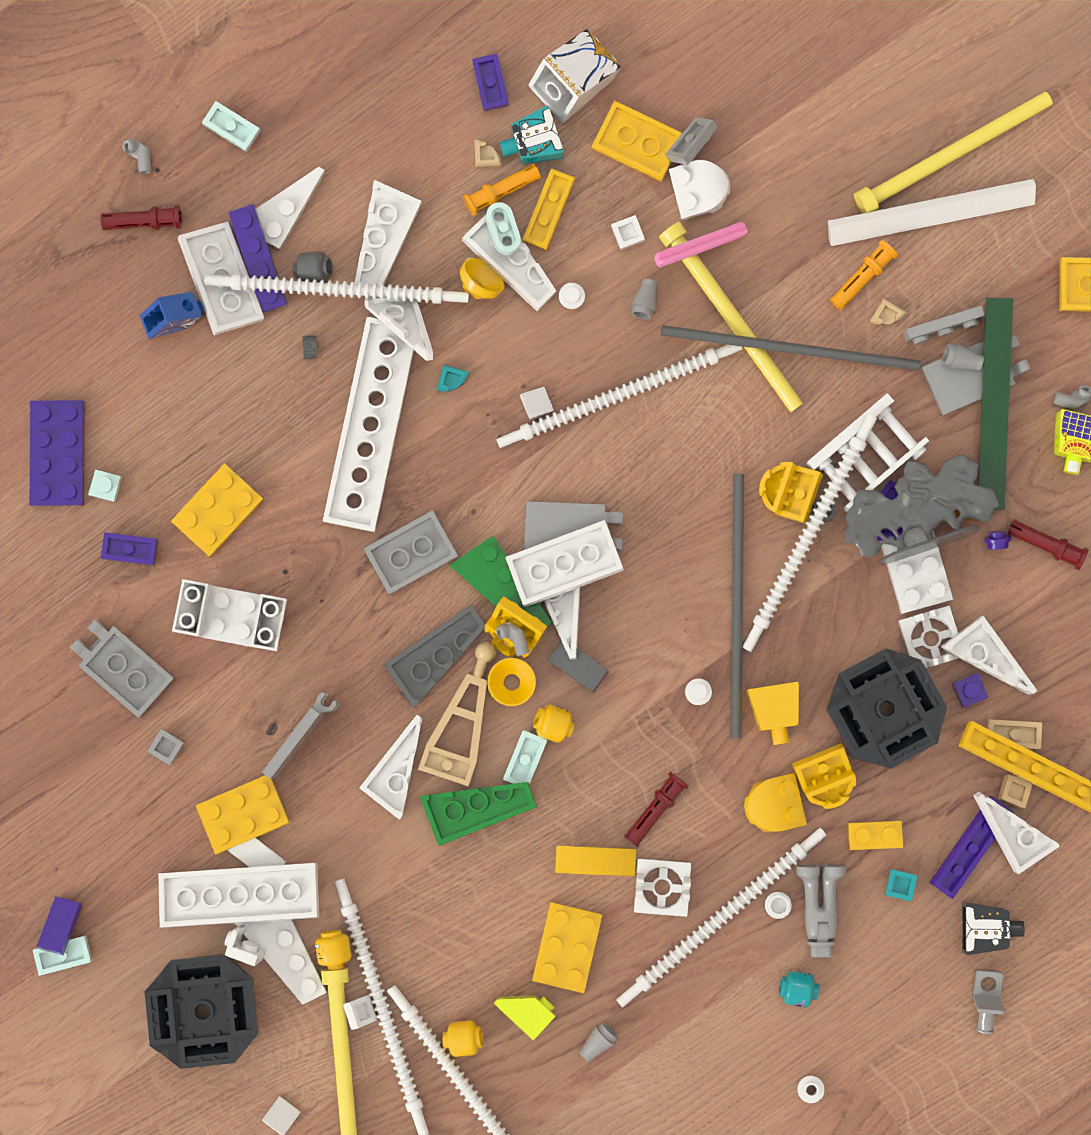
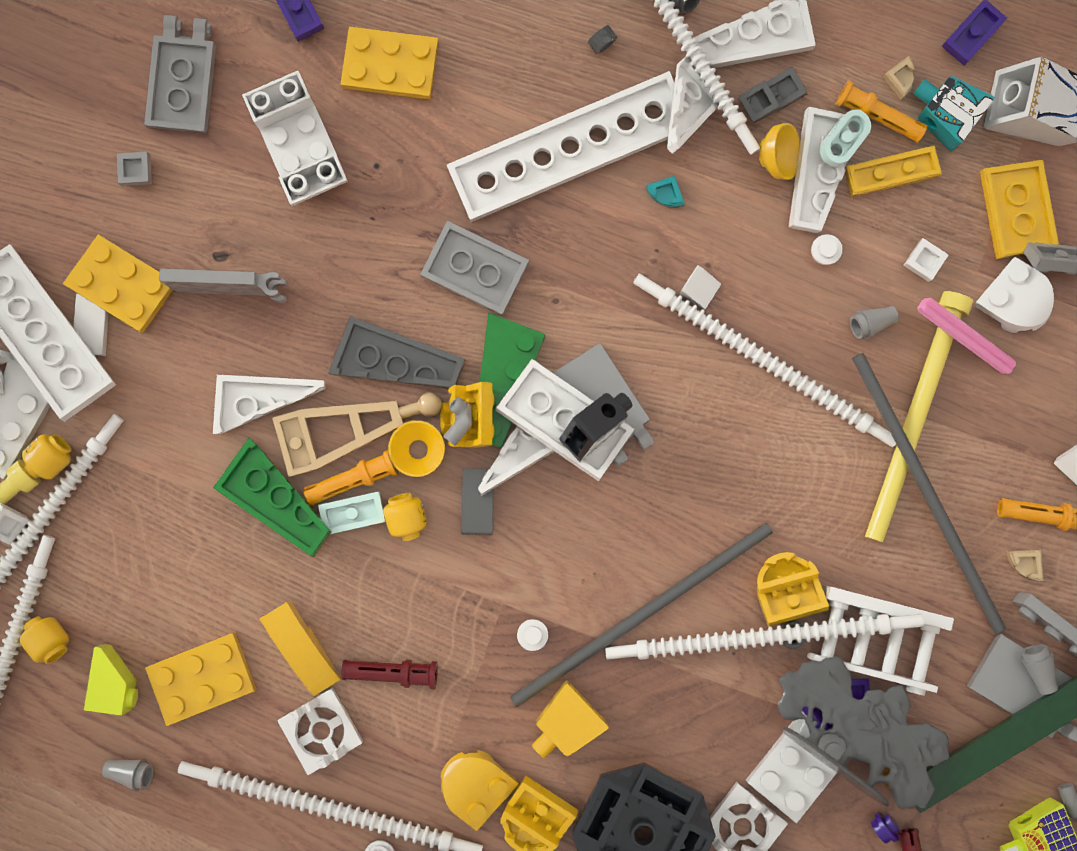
camera: 55 degrees right, 0 degrees up
(434, 255) = (773, 95): none -> dark grey slope
(502, 732) = (364, 473): none -> light orange pin
(584, 544) = (595, 424): none -> black torso

